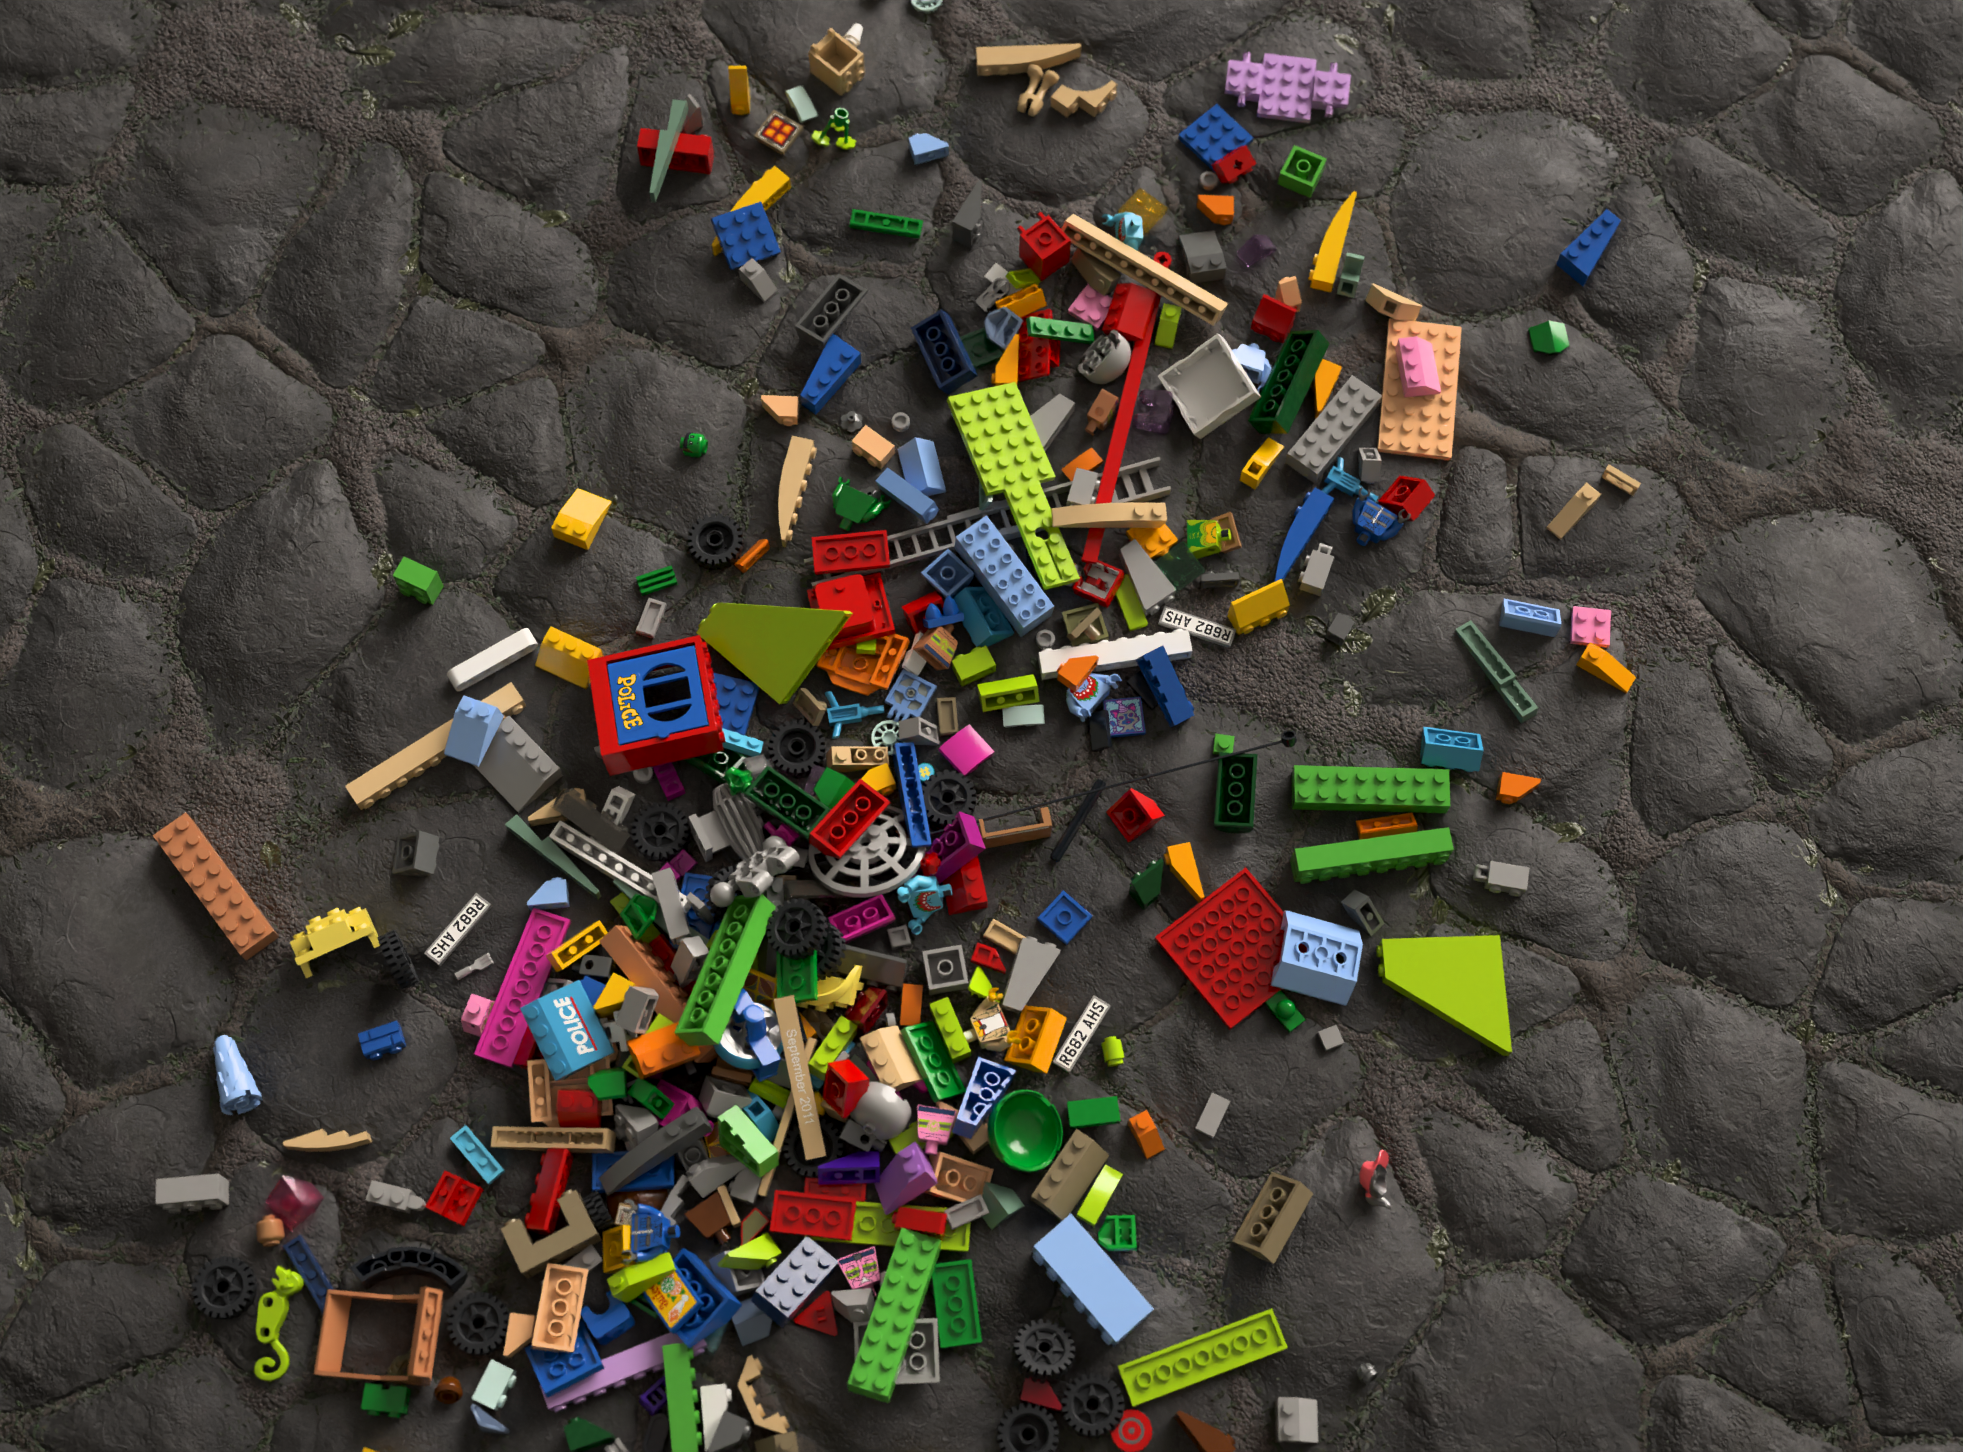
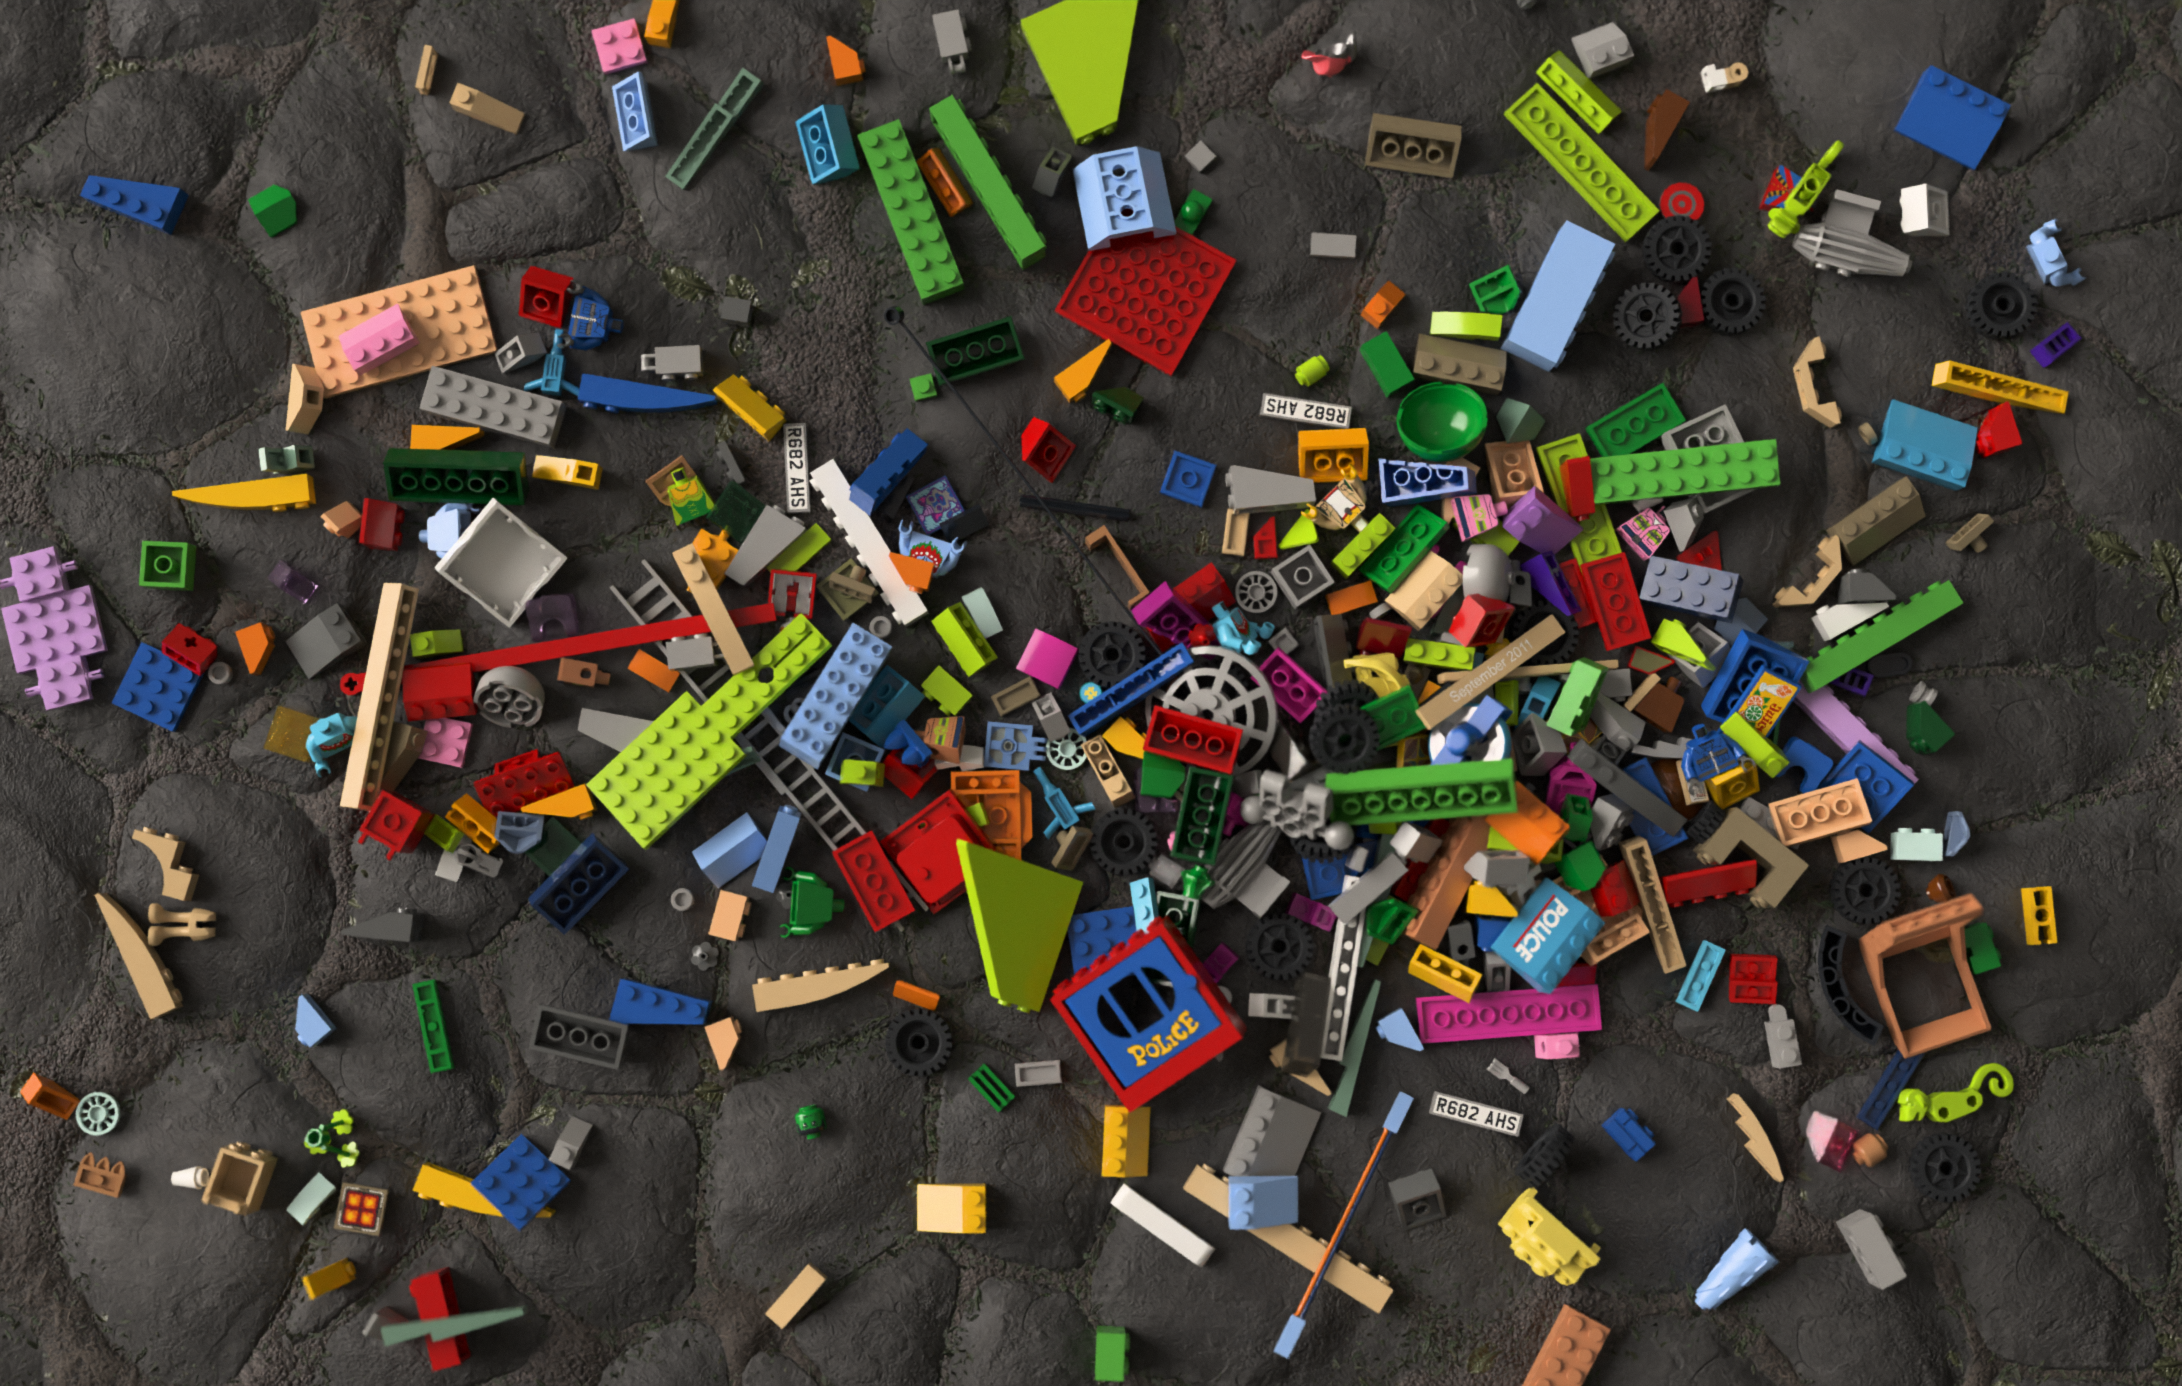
camera: 115 degrees left, 15 degrees up
(482, 860) = (1295, 1325): none -> piece
(573, 388) = (796, 1295): none -> tan slope
(936, 567) = (862, 773): none -> lime torso
(949, 931) = (1256, 592): none -> light grey wheel
(966, 1212) = (1543, 450): light grey tile -> none
(1060, 330) = (496, 761): plate -> none
(1266, 1384) = (1578, 91): none -> lime panel

